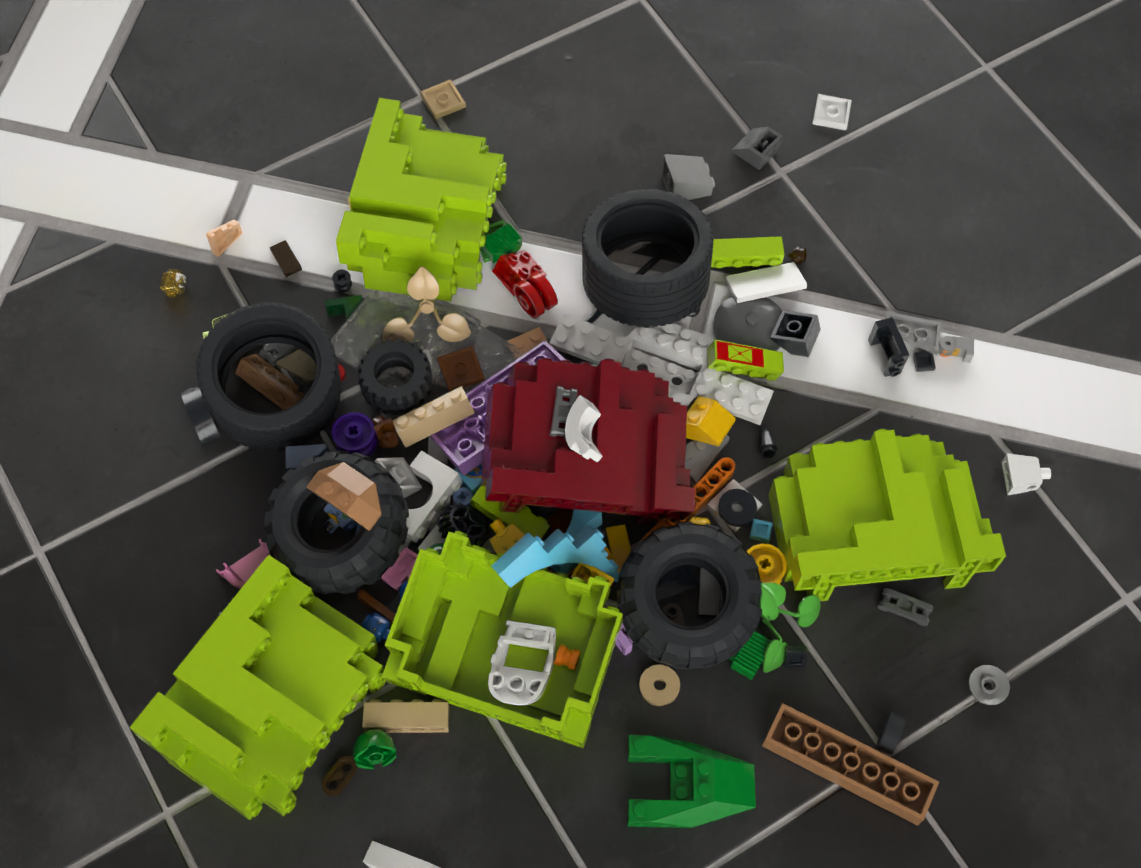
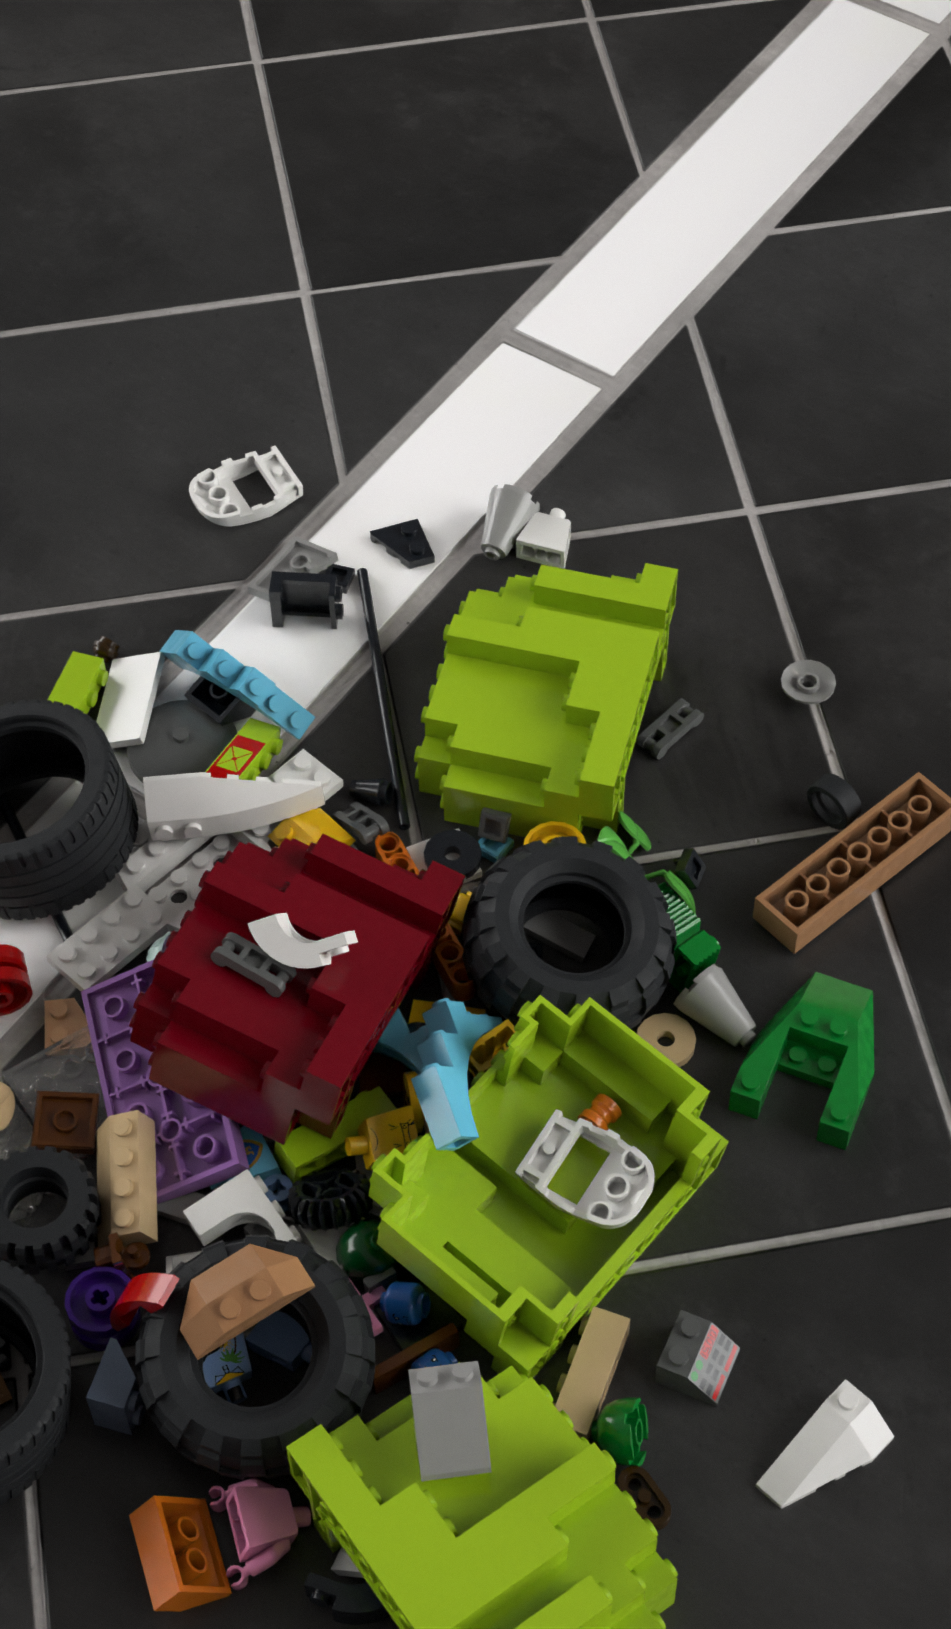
camera: 65 degrees left, 10 degrees down
(226, 535) = (179, 1553): none -> orange slope
(308, 636) = (449, 1421): none -> light grey slope
(339, 445) = (144, 1290): none -> red slope
(439, 777) = (697, 1359): none -> dark grey slope
(691, 348) = (209, 806): none -> white wedge
(693, 708) = (717, 1007): none -> light grey cone
(718, 681) = (693, 958): none -> green brick
(734, 444) = (361, 822): none -> dark grey plate
(769, 523) = (494, 825): none -> dark grey tile
(795, 338) = (244, 682): none -> medium azure arch
(843, 423) = (383, 699): none -> black piece
(951, 266) = (222, 502): none -> white slope
(957, 347) = (340, 531): light grey leg -> none
(974, 390) = (406, 543): none -> black wing
(1020, 441) = (506, 517): none -> light grey cone

